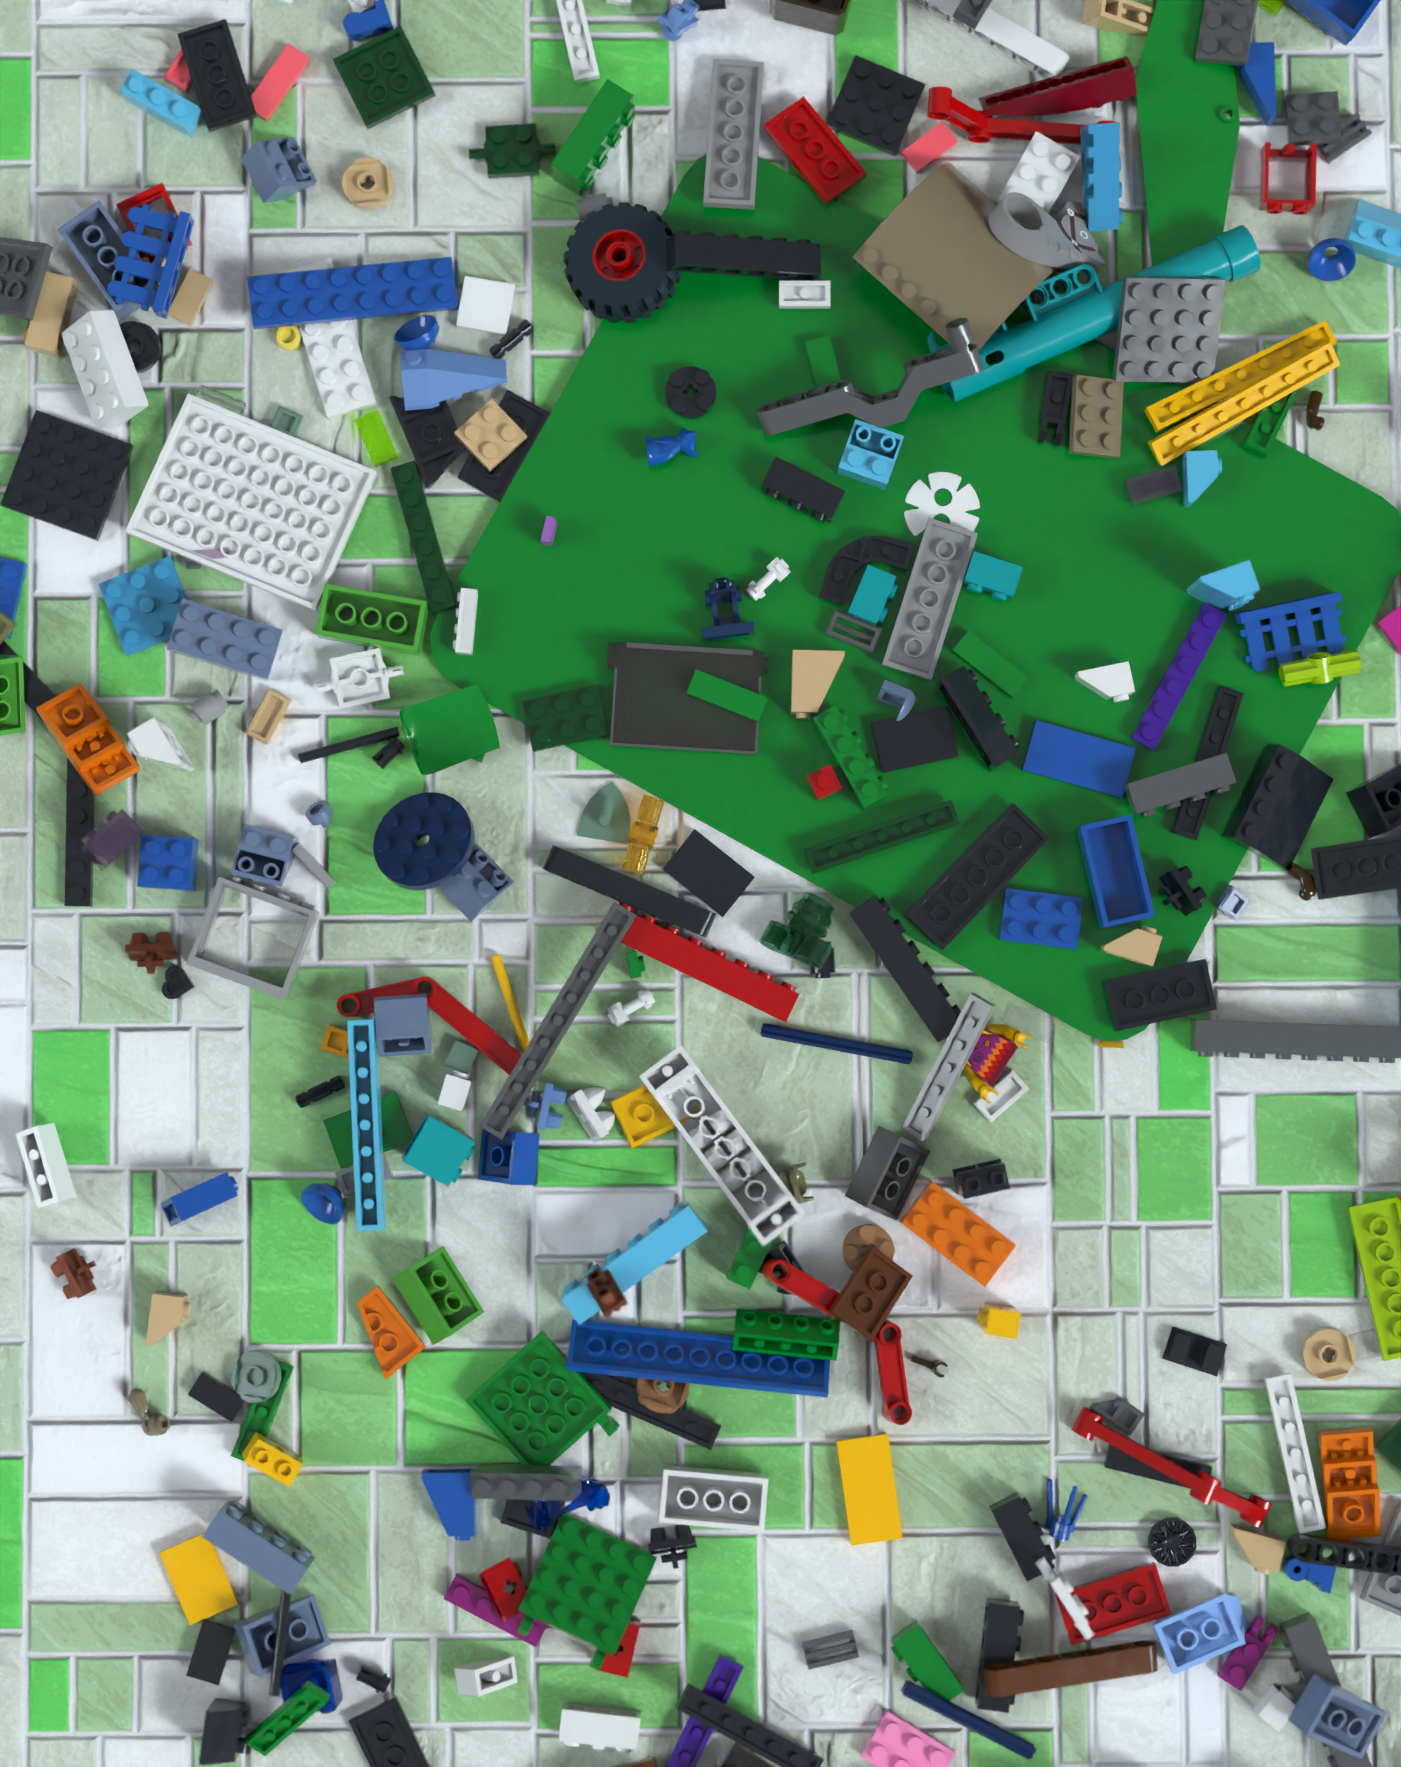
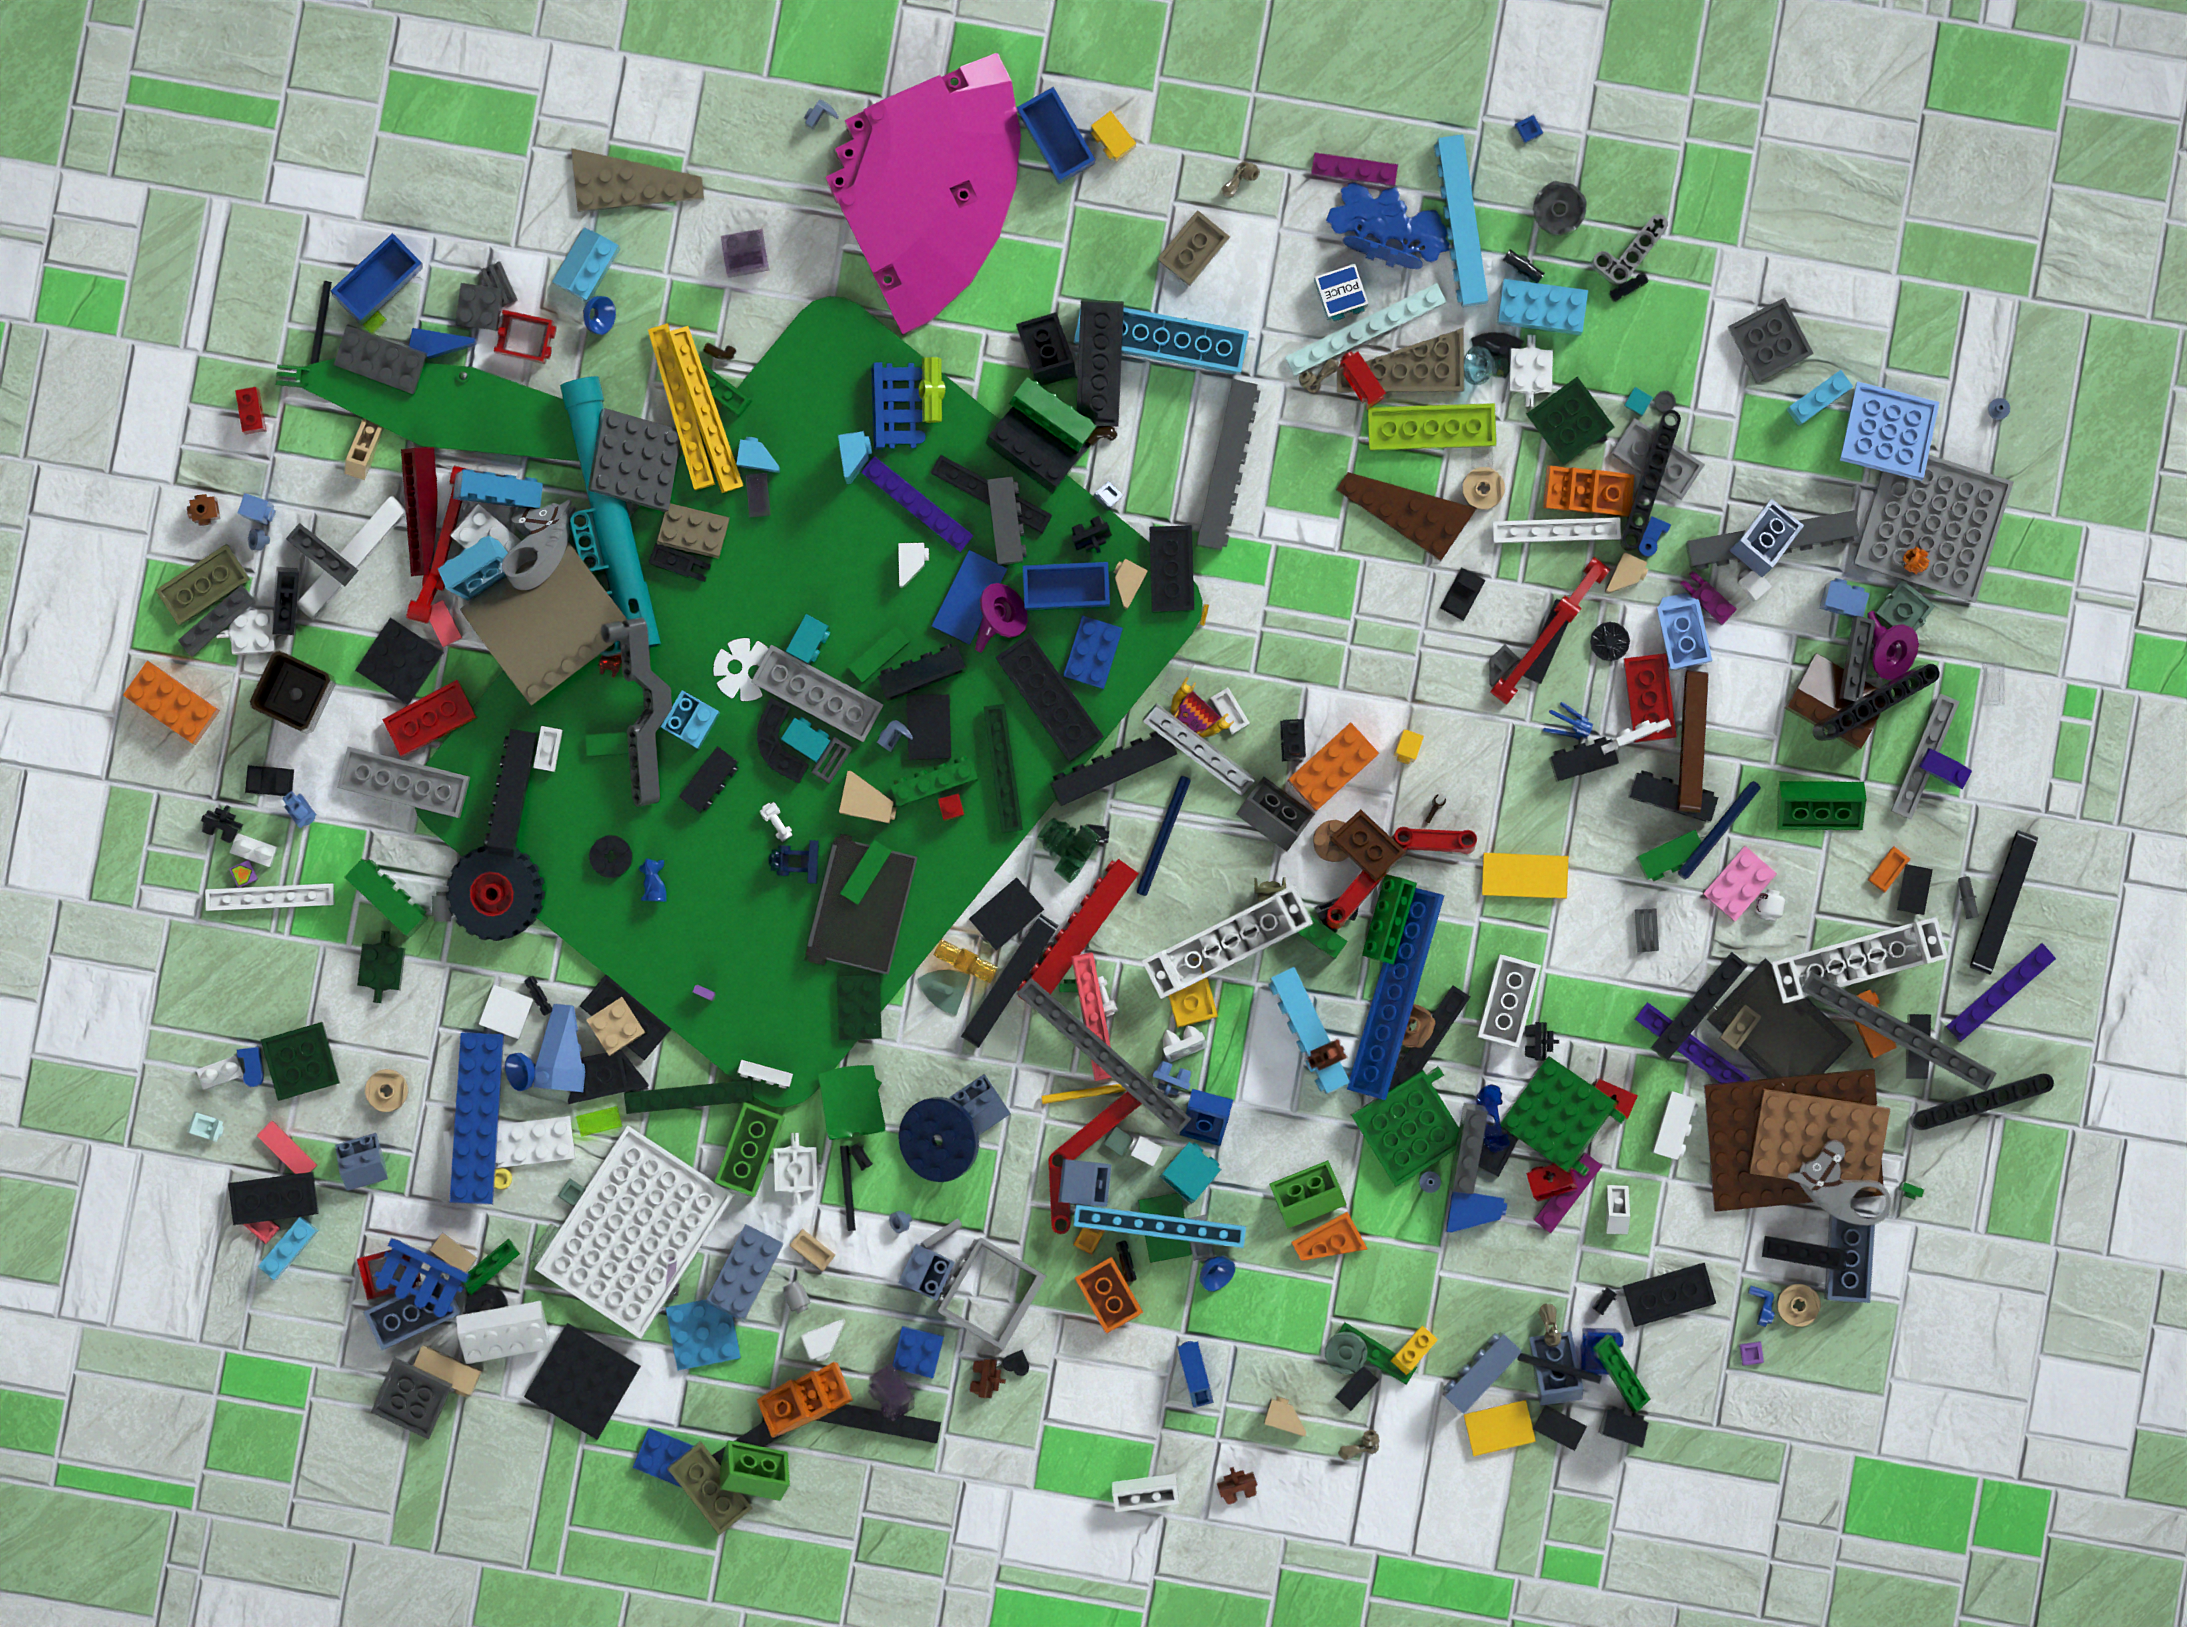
camera: 85 degrees left, 0 degrees up
(182, 342) = (491, 1266): none -> green tile
(274, 1078) = (1108, 1295): none -> orange brick
(345, 1613) = (1548, 1314): none -> dark tan piece
(479, 1433) = (1424, 1182): none -> sand blue tile
(621, 993) = (1091, 1003): none -> coral tile
(919, 346) = (611, 663): none -> clear red tile
(1001, 166) = (474, 568): none -> medium azure slope
(1066, 800) = (1002, 614): none -> magenta piece
(1278, 1280) = (1419, 517): none -> reddish brown wing
(1319, 817) = (1052, 414): none -> green brick

